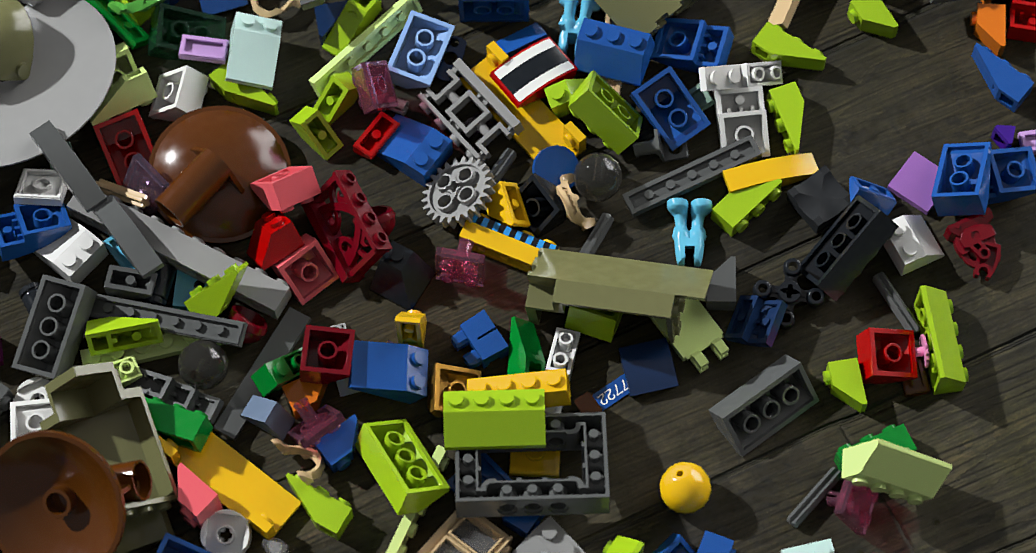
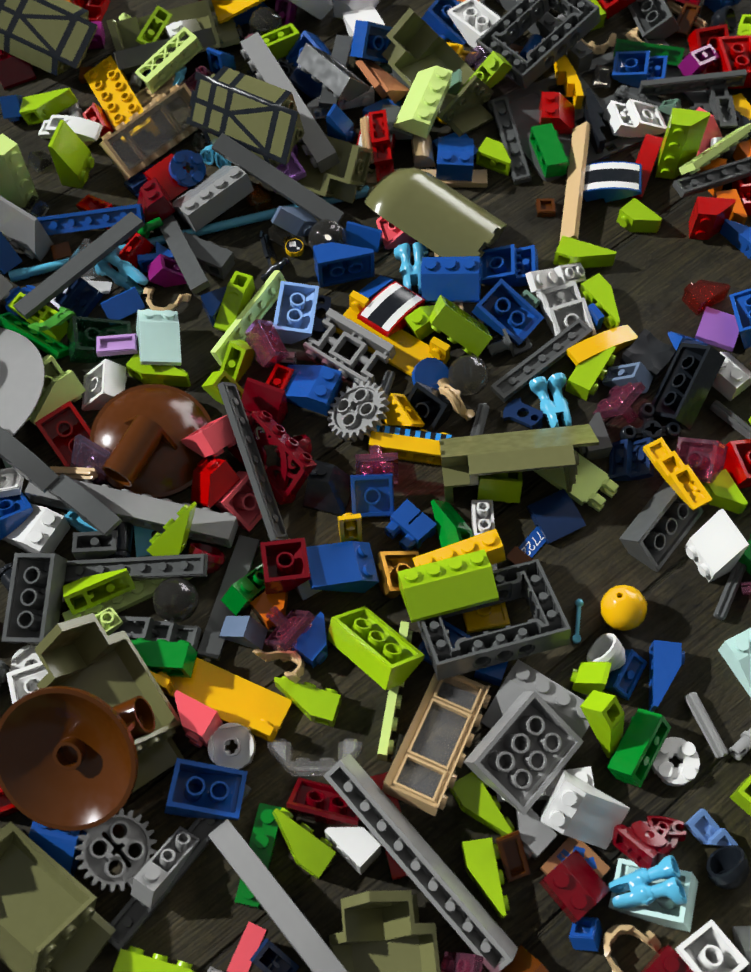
camera: 15 degrees left, 5 degrees down
(322, 227) = (252, 461): none -> dark grey tile
(353, 154) = (261, 396): none -> dark red slope
(447, 295) = (372, 494): none -> blue tile
(626, 508) = (576, 637): none -> medium azure hinge
(651, 531) = (607, 649): none -> white hat
(659, 246) = (532, 420): none -> dark blue piece
(764, 249) = (619, 401): none -> clear pink plate
(775, 134) = (596, 316): none -> blue tile
(787, 222) = (626, 374): none -> sand blue slope
(792, 351) = (677, 474): none -> yellow slope
(808, 446) = (716, 546): none -> white slope
(828, 341) = (703, 457): none -> clear pink slope
(917, 136) = (704, 294): none -> clear red slope
(958, 36) = (709, 216): none -> red slope

